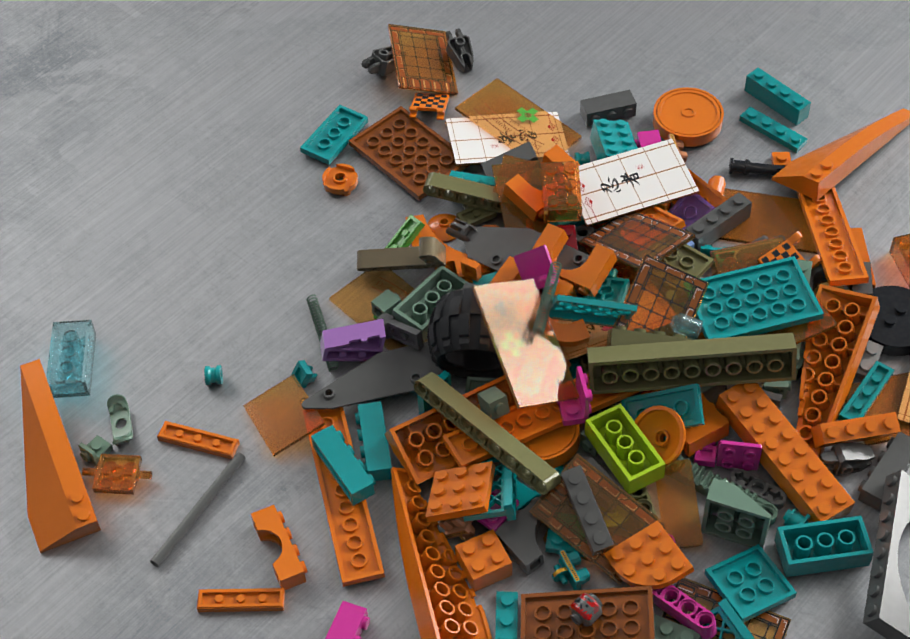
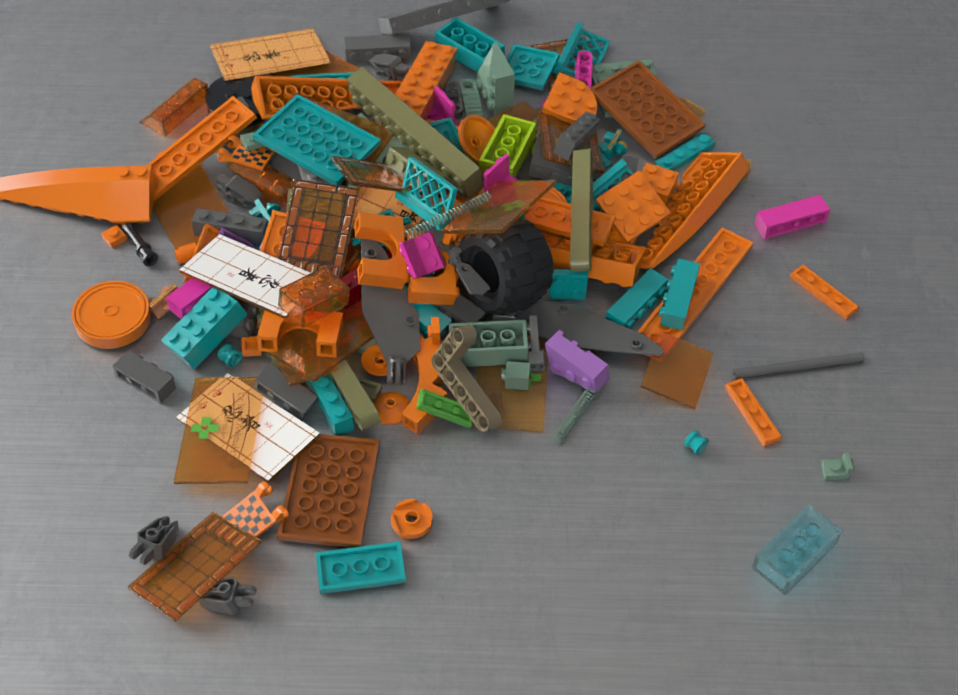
camera: 135 degrees left, 0 degrees up
(54, 486) = (894, 457): orange wedge -> none
(117, 474) = (836, 433): clear orange plate -> none
(118, 411) = (807, 461): sand green piece -> none
(287, 567) = (765, 309): orange arch -> none
(304, 373) = (631, 385): teal tile -> none
(493, 402) = (551, 225): sand green brick -> none
(586, 609) = (639, 106): dark grey head -> none
(686, 325) = (378, 155): clear light blue brick -> none
(773, 129) = (77, 260): teal plate -> none
(777, 96) = (34, 271): teal brick -> none
(793, 517) = (461, 69): teal brick -> none
(855, 430) = (382, 68): orange brick -> none

